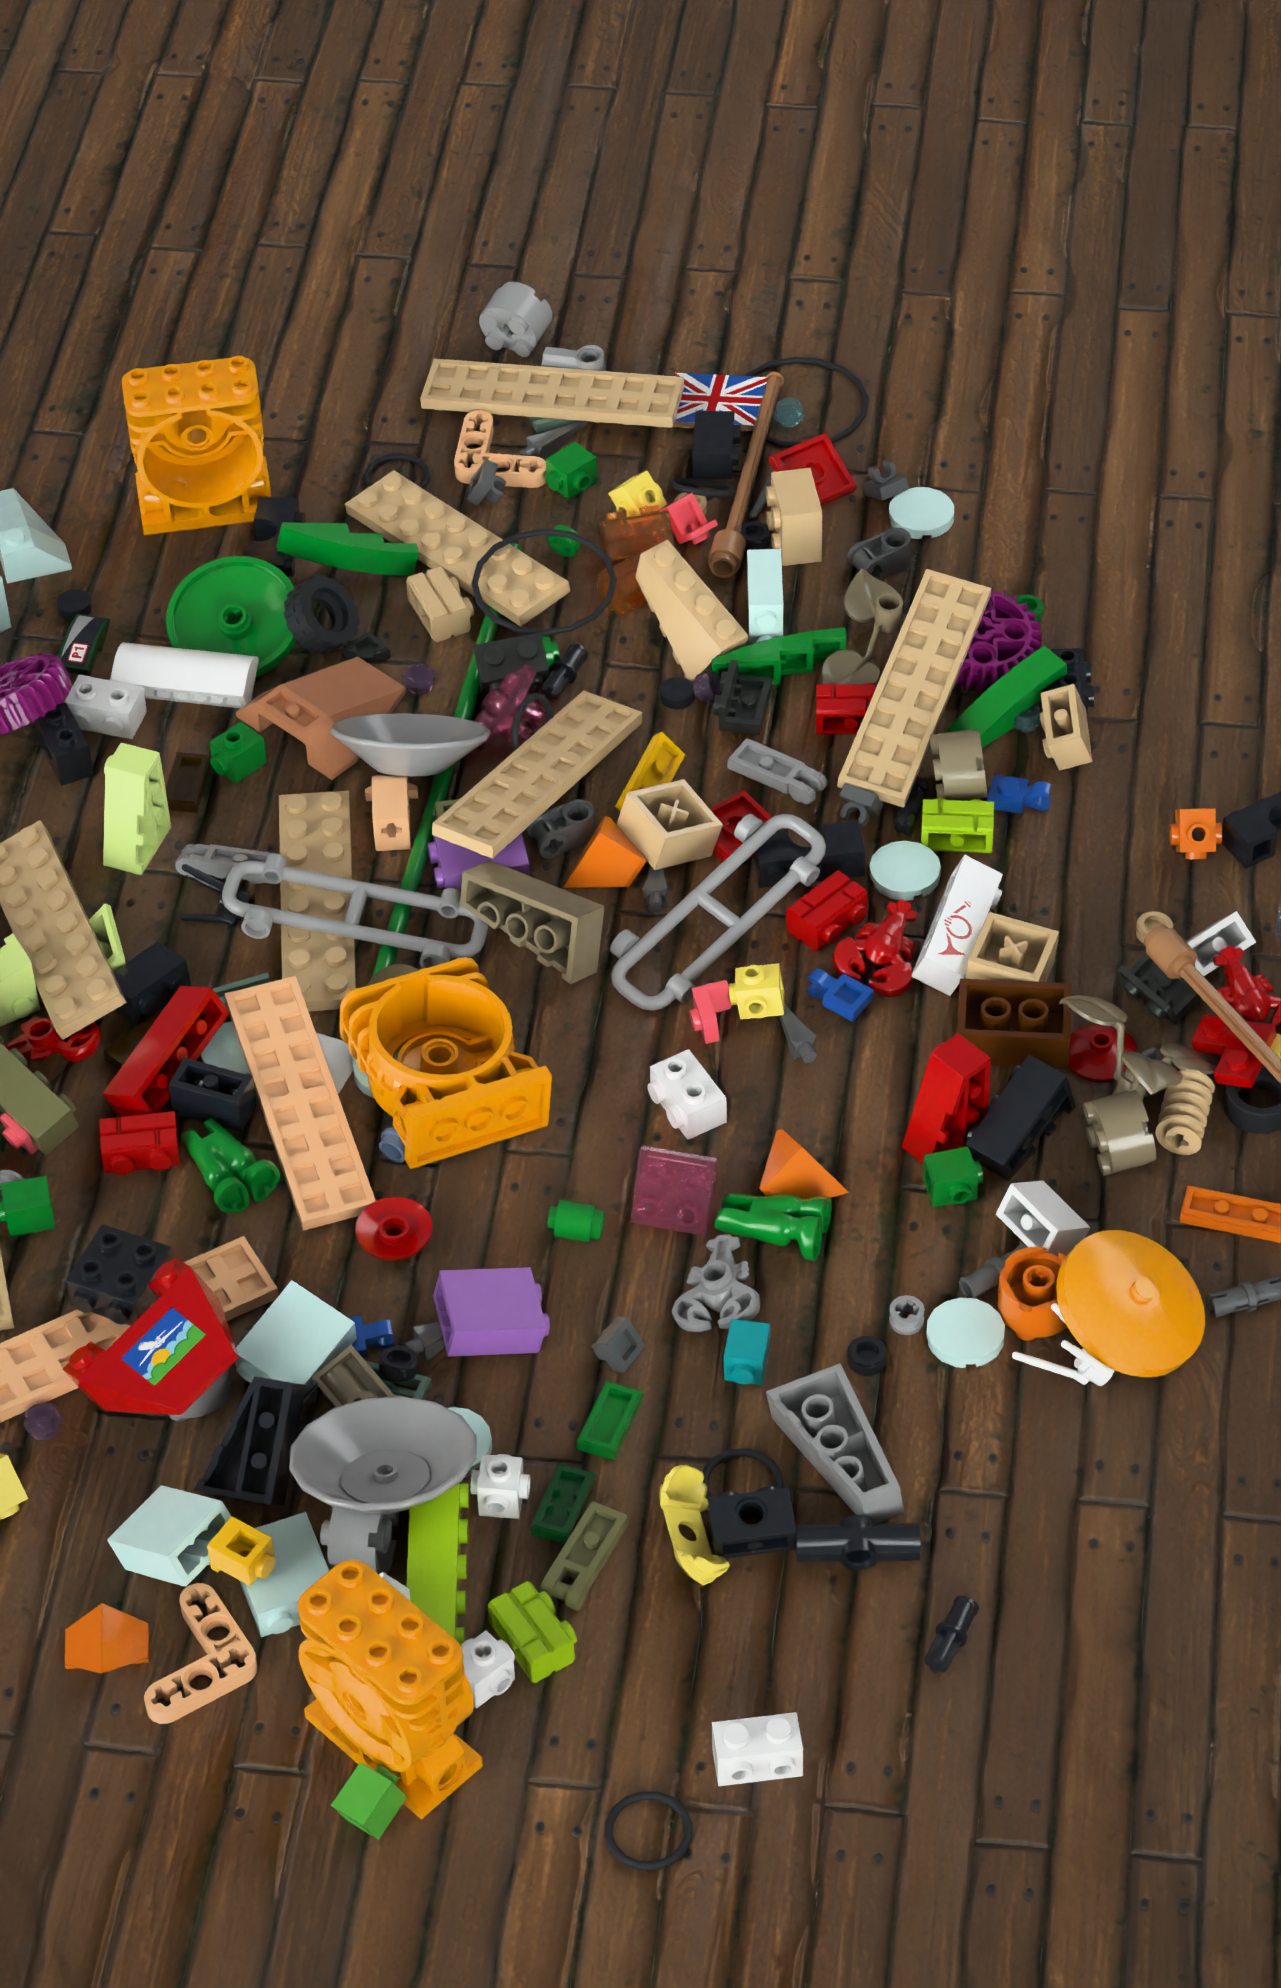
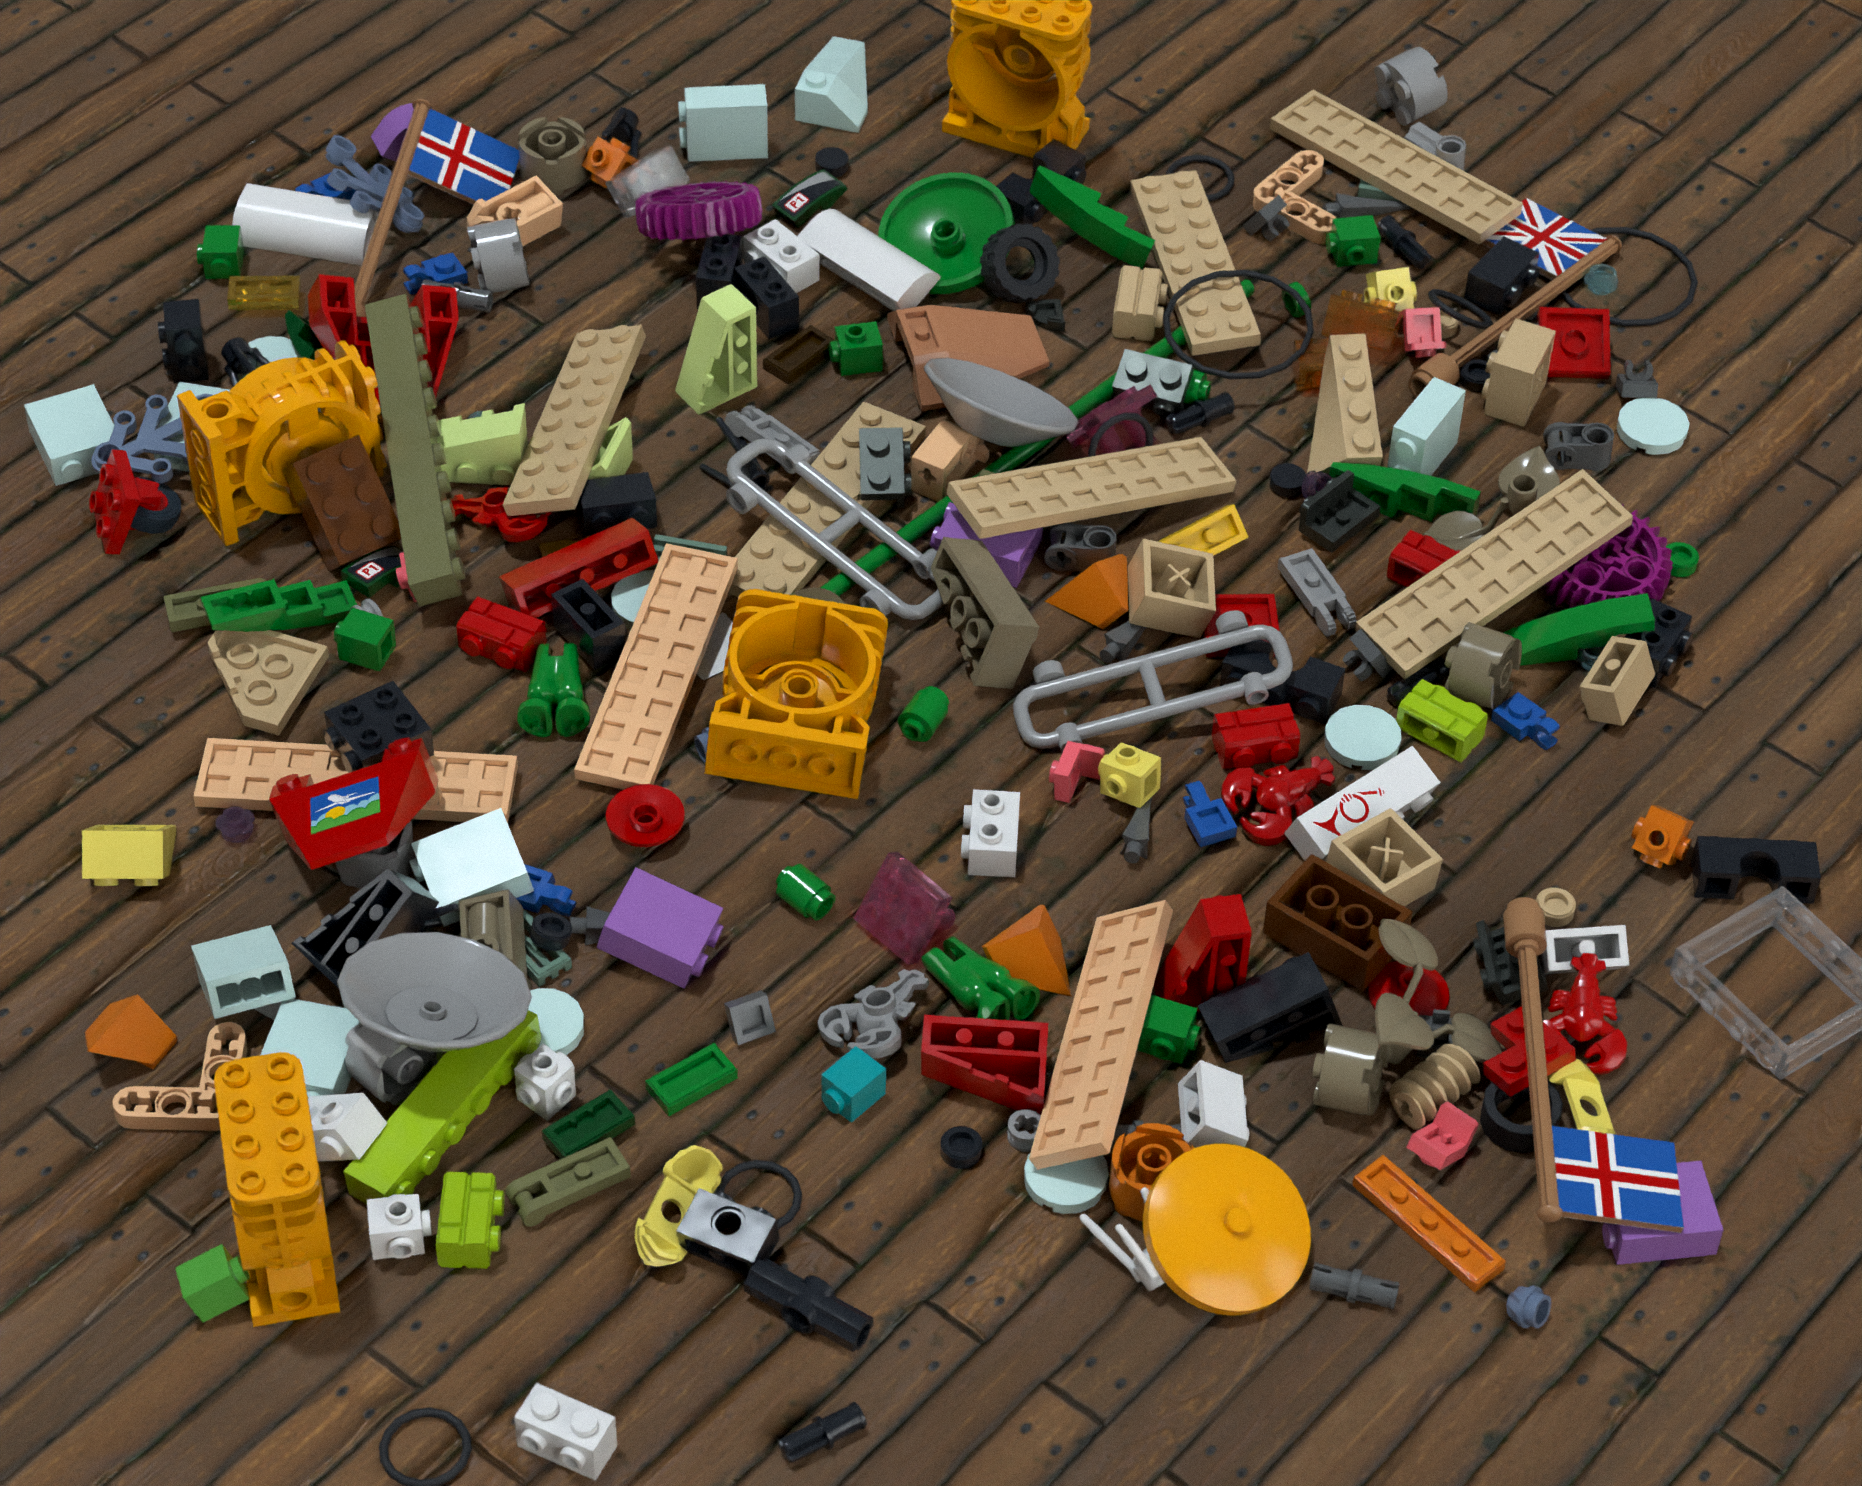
camera: 30 degrees right, 0 degrees up
(108, 731) = (771, 295): none -> black brick
(242, 1552) = (278, 1021): yellow brick -> none
(350, 838) = (883, 465): none -> pearl dark grey bracket
(419, 678) = (1069, 360): clear purple plate -> none
(550, 1027) = (923, 714): none -> green brick
(609, 453) = (1403, 241): none -> black axle
(837, 1439) = (864, 1202): light grey wedge -> none
(841, 1273) = (988, 1058): none -> red wedge
(913, 1206) = (1101, 1036): none -> light nougat plate
(1223, 1146) = (1445, 1138): none -> coral bracket

